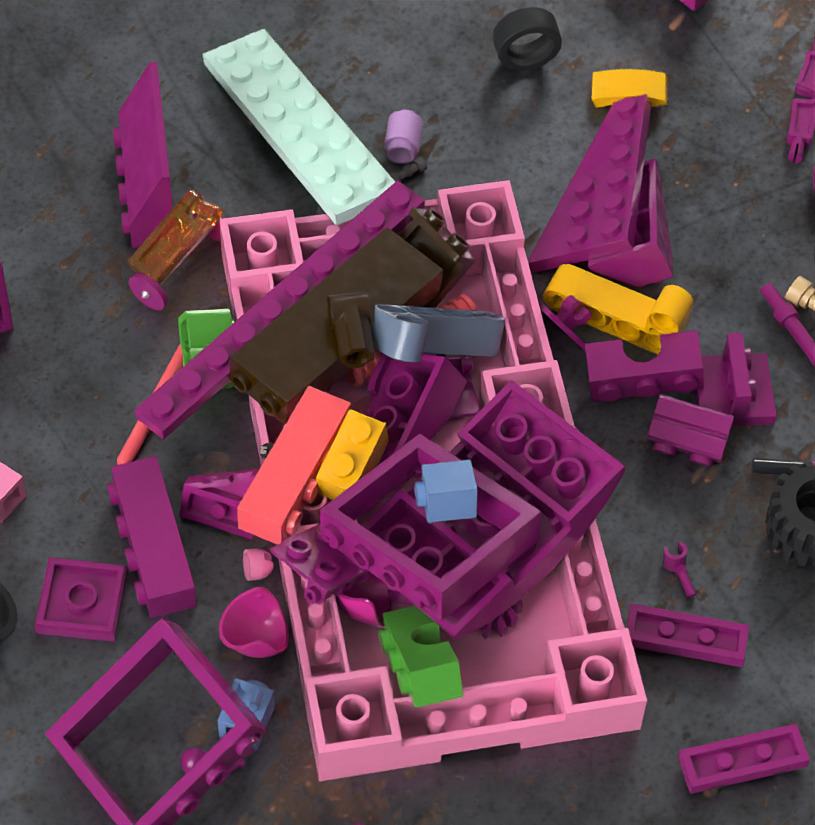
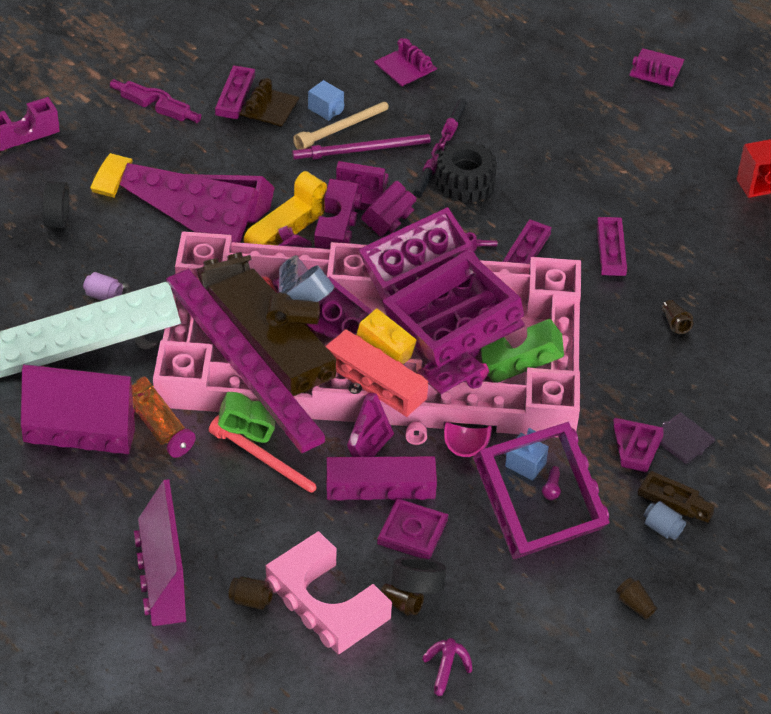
camera: 75 degrees left, 10 degrees down
(447, 491) = (444, 282): medium blue brick -> none

